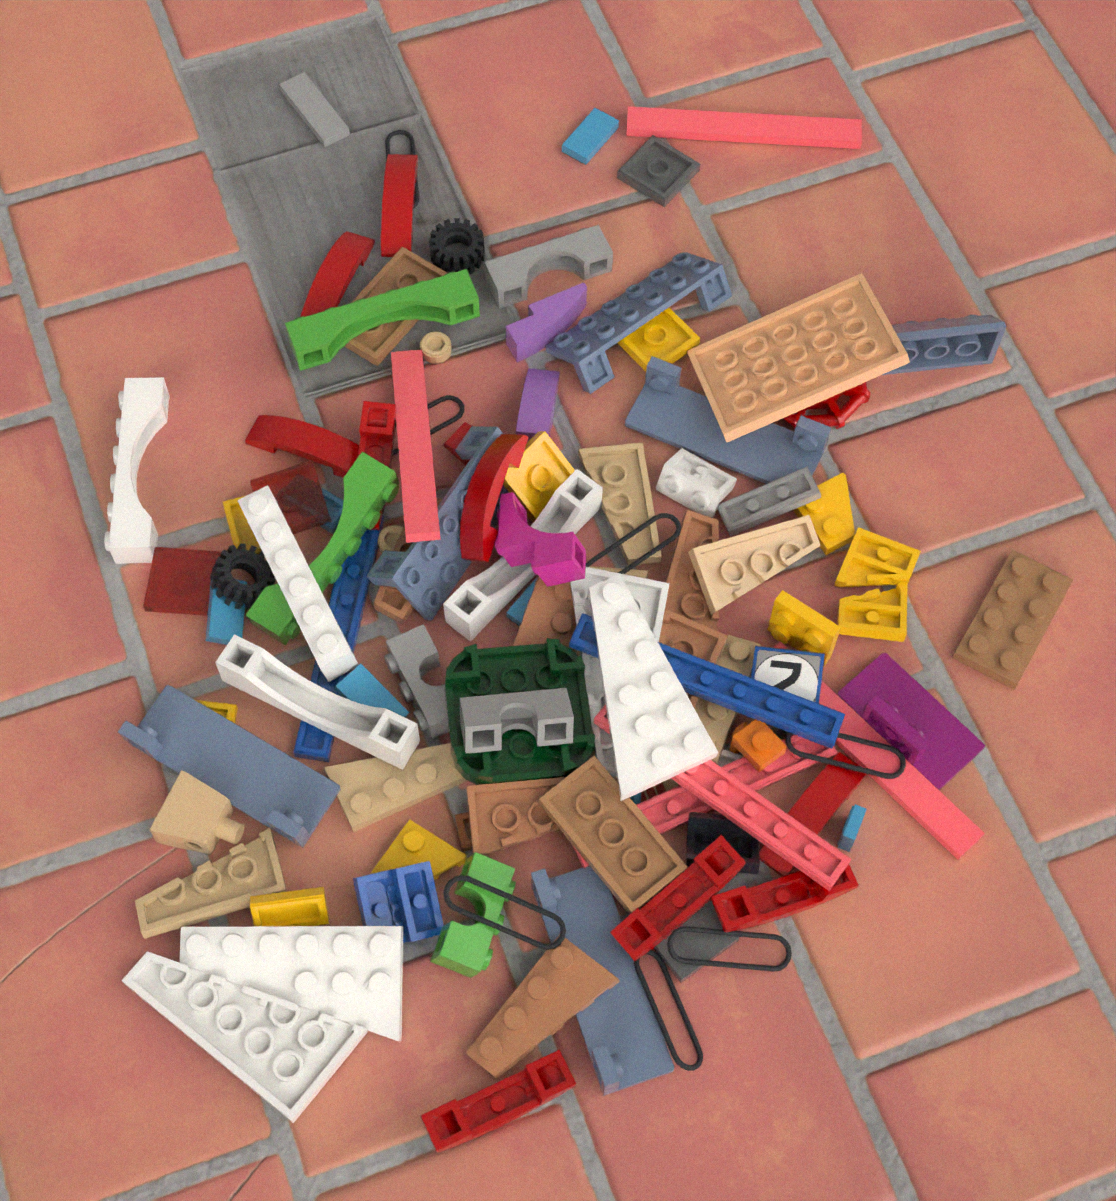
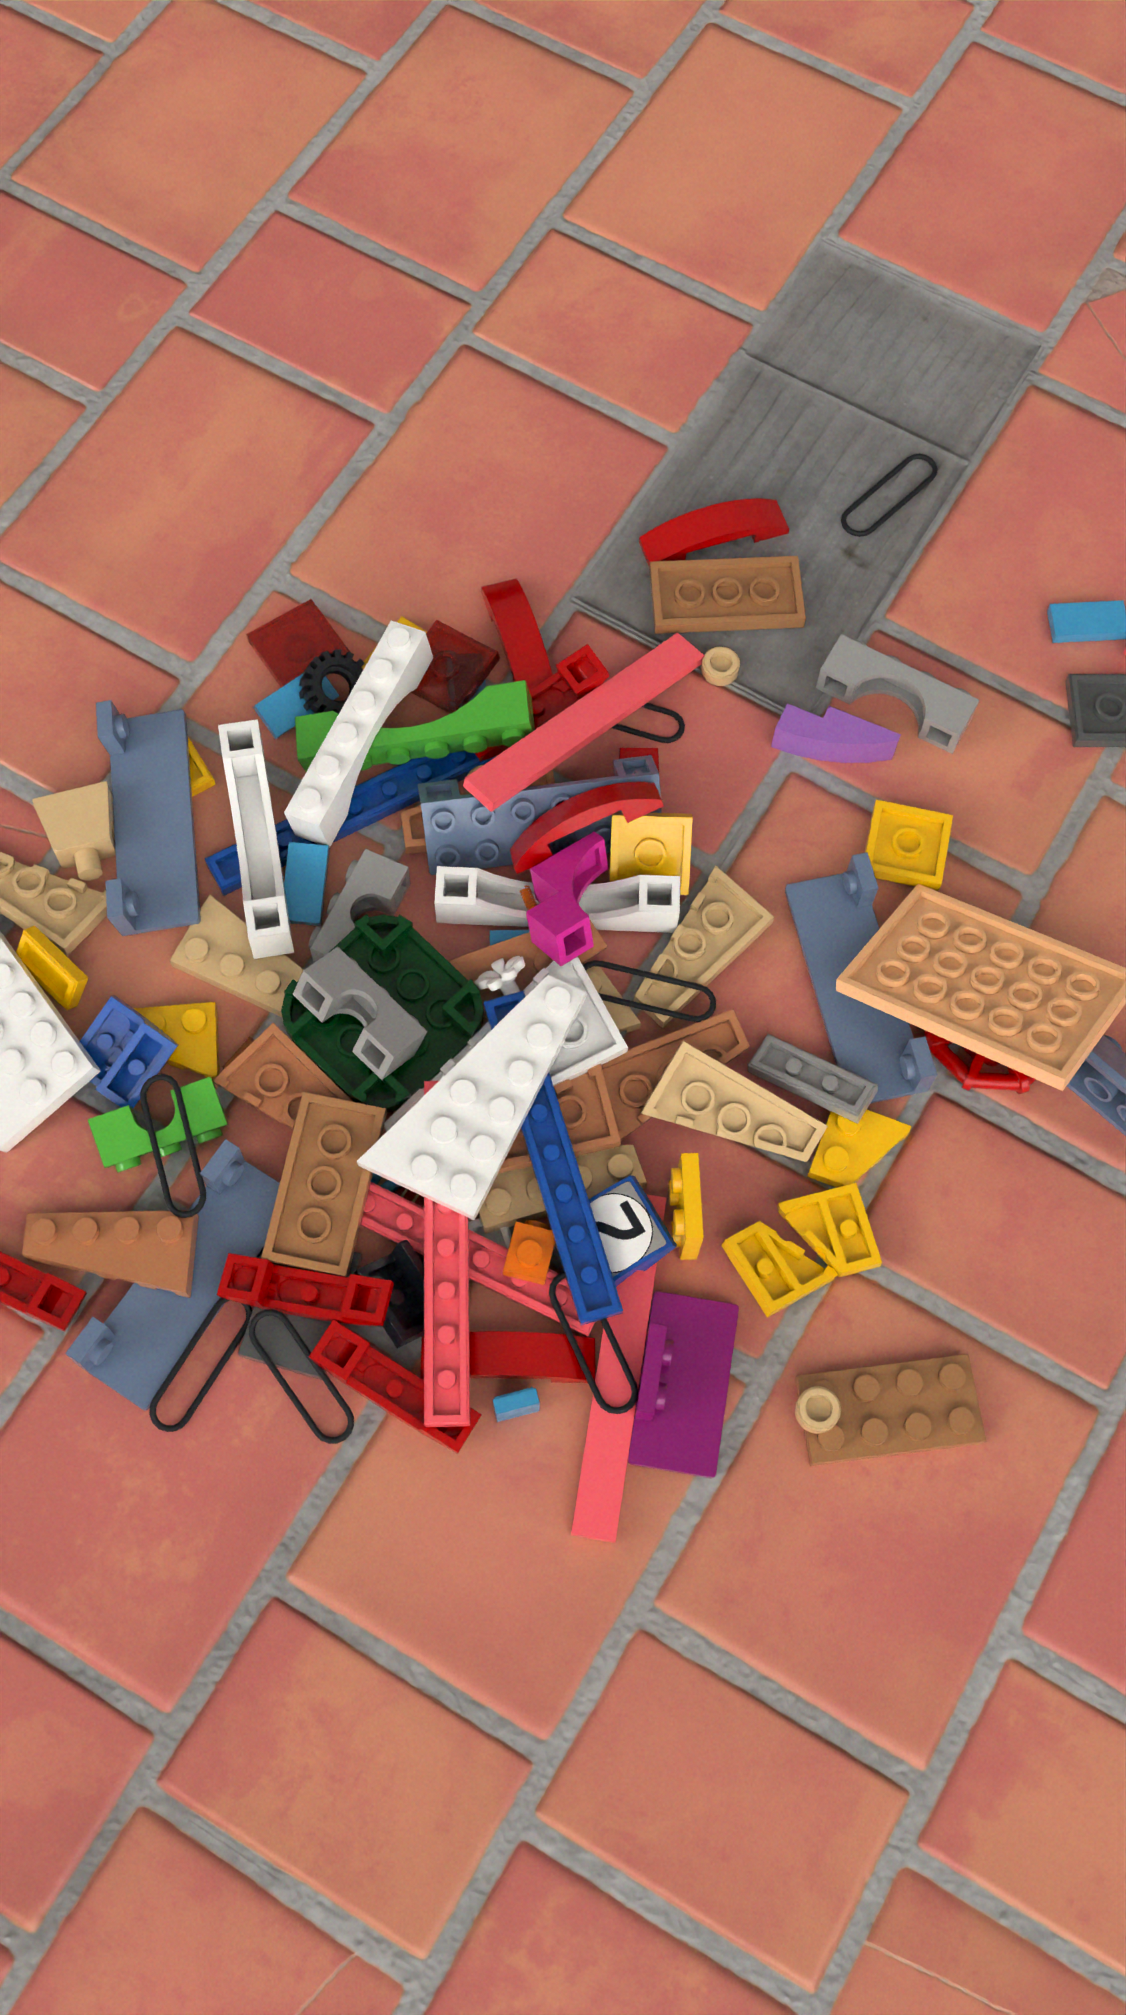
camera: 50 degrees right, 5 degrees up
(143, 414) = (430, 488): white arch -> none
(314, 109) = (883, 374): light grey tile -> none
(398, 203) = (844, 515): red slope -> none
(441, 299) = (634, 562): bright green arch -> none
(457, 233) = (848, 584): black tyre -> none
(517, 571) = (527, 898): none -> orange leg
(538, 402) = (732, 796): medium lavender slope -> none
(556, 619) = (502, 976): none -> white plant
(641, 302) = (919, 801): sand blue bracket -> none
(694, 483) = (775, 996): white bracket -> none
(989, 653) = (817, 1409): none -> tan tile

